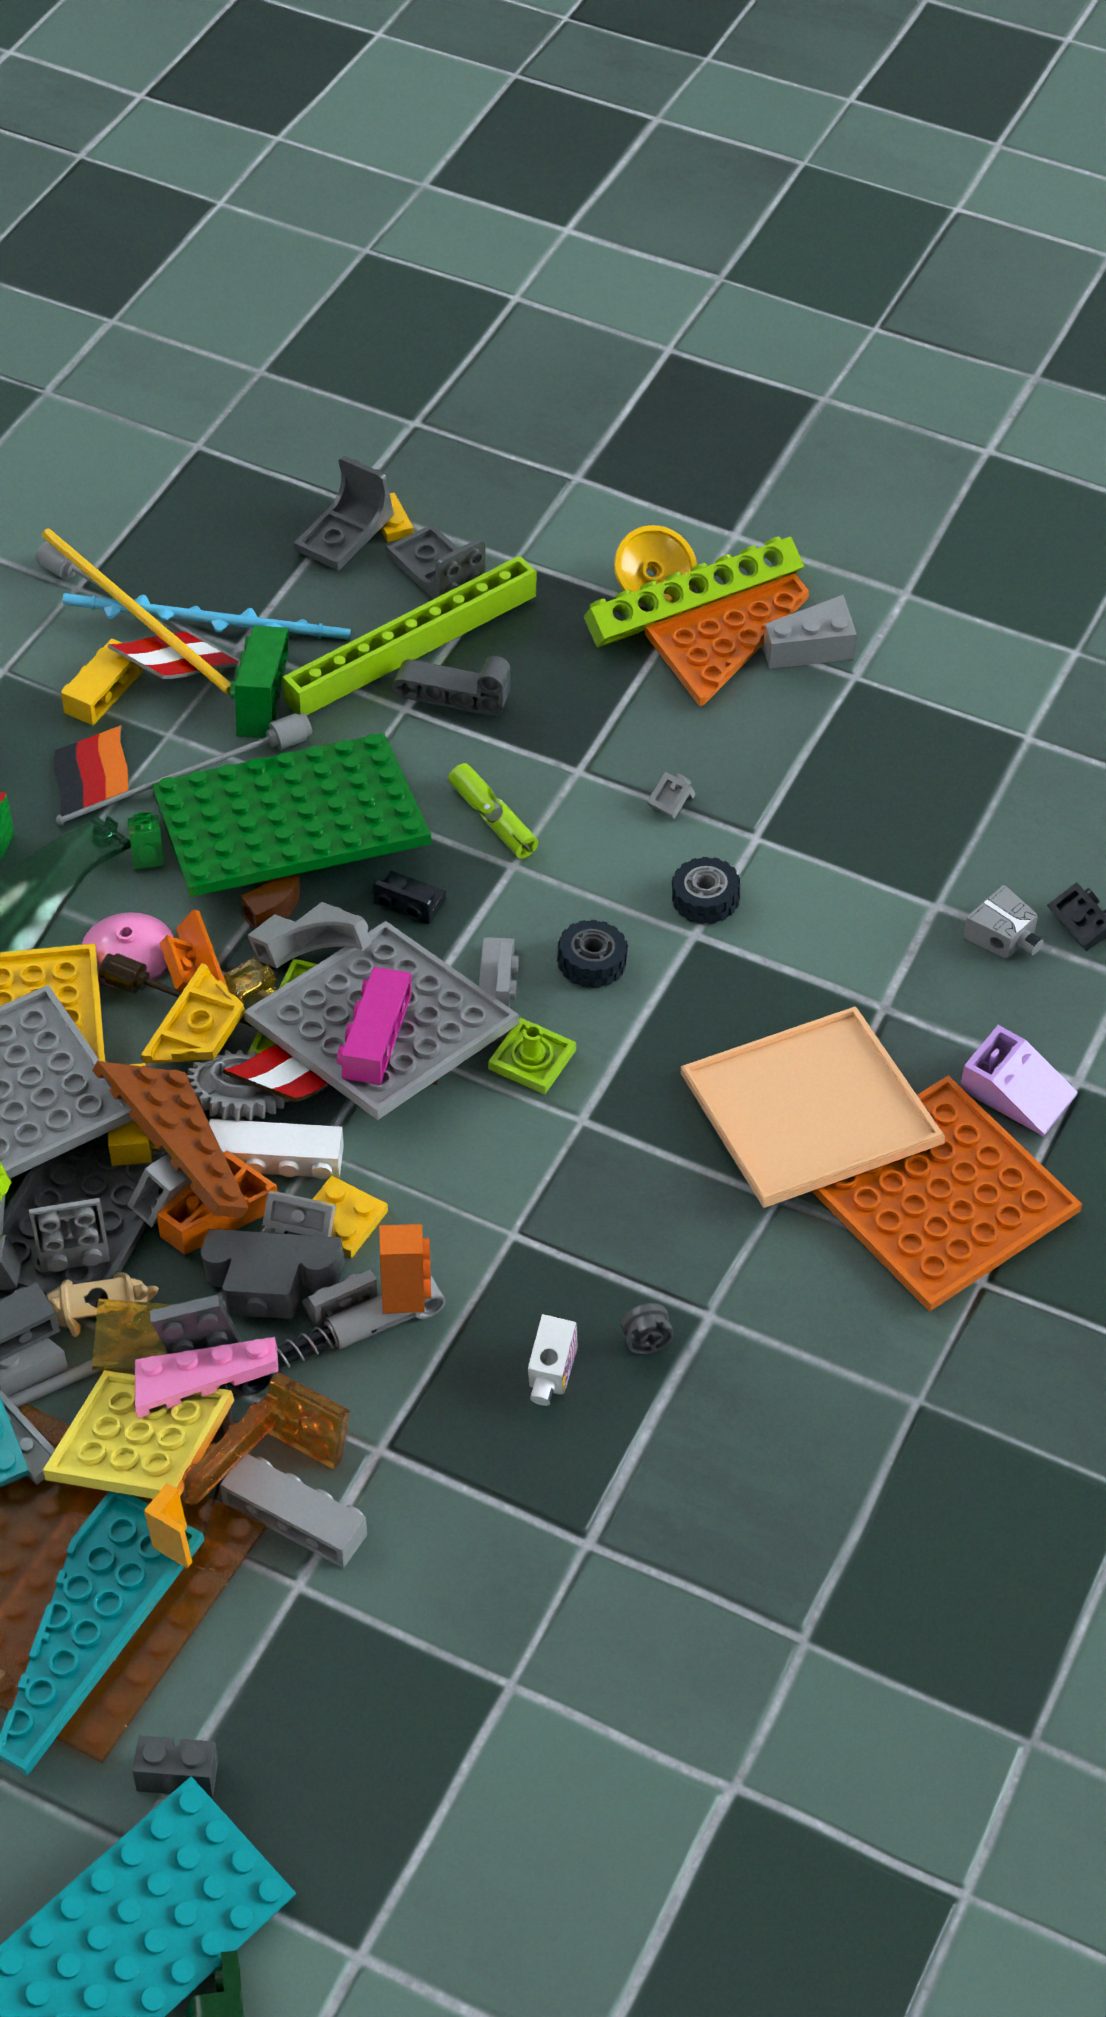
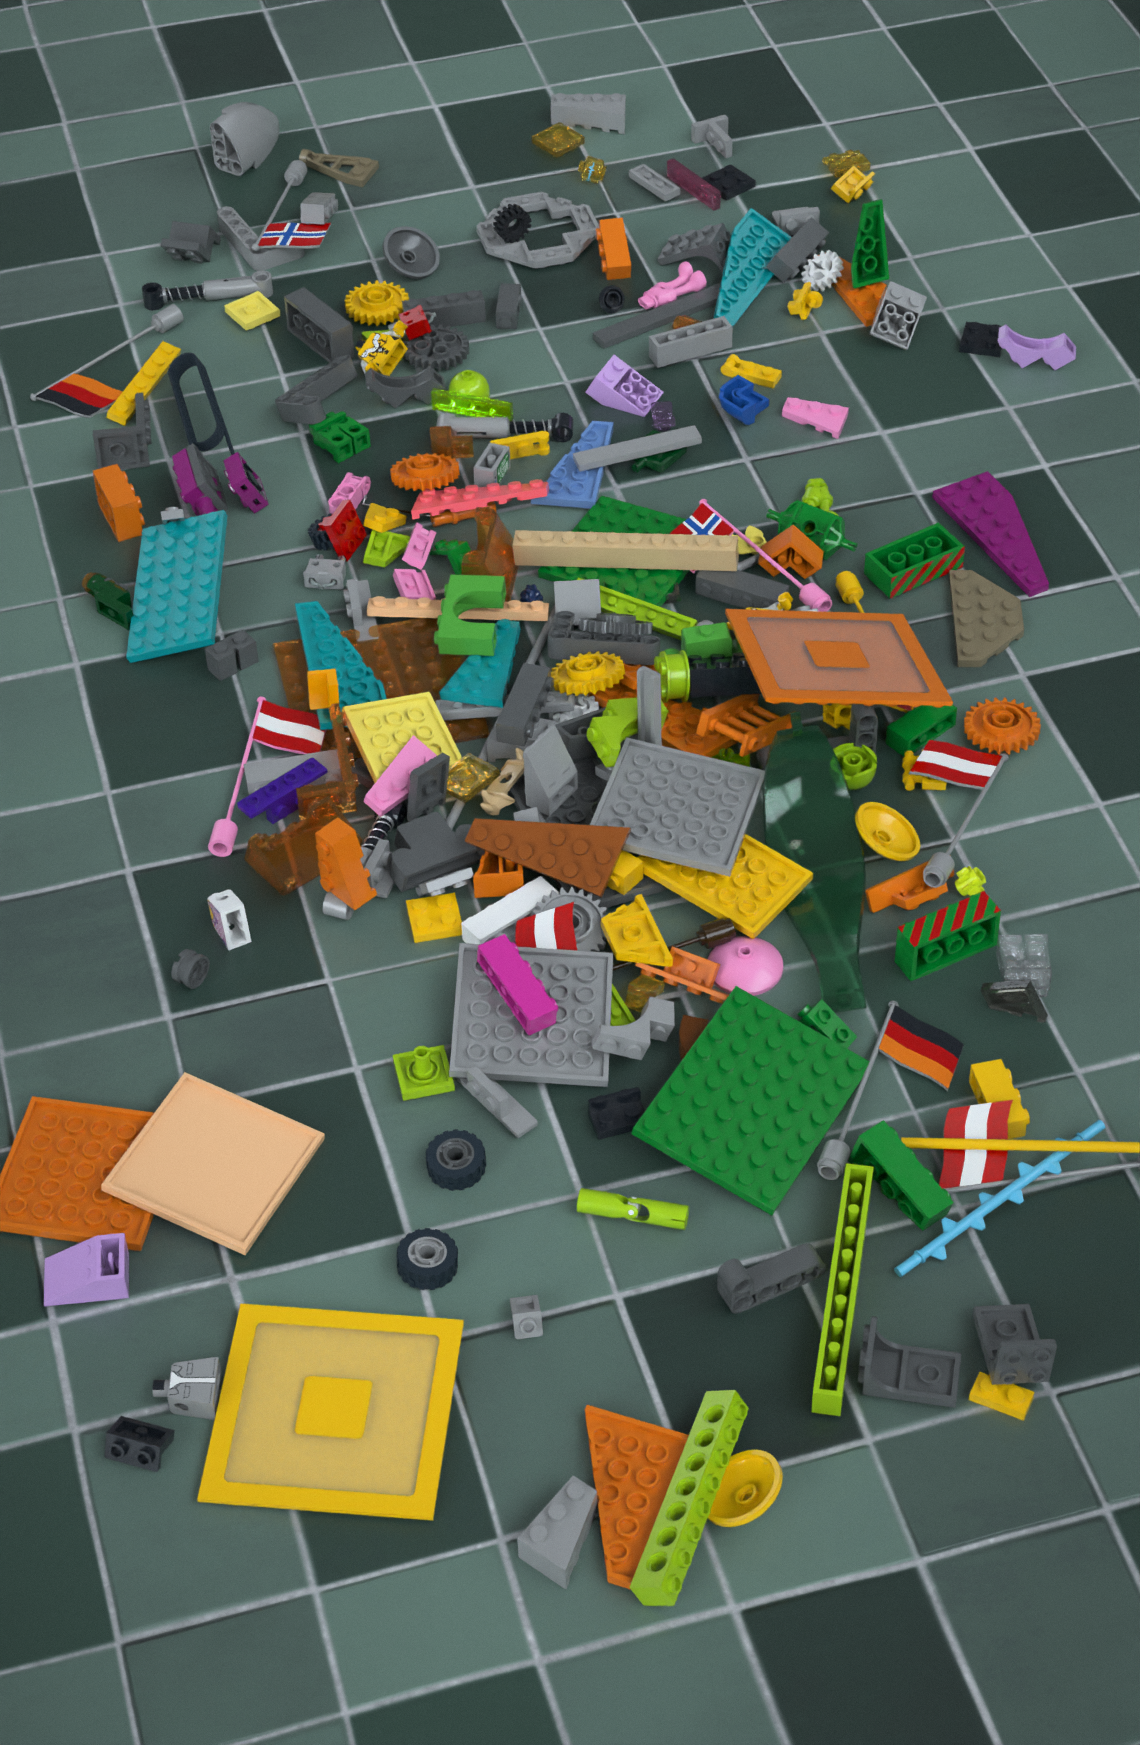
camera: 140 degrees right, 5 degrees down
(238, 1589) = (278, 729): none -> flag
(336, 1474) = (280, 795): none -> dark purple bracket
(395, 1403) = (292, 857): none -> clear orange windscreen
(897, 839) = (333, 1412): none -> baseplate

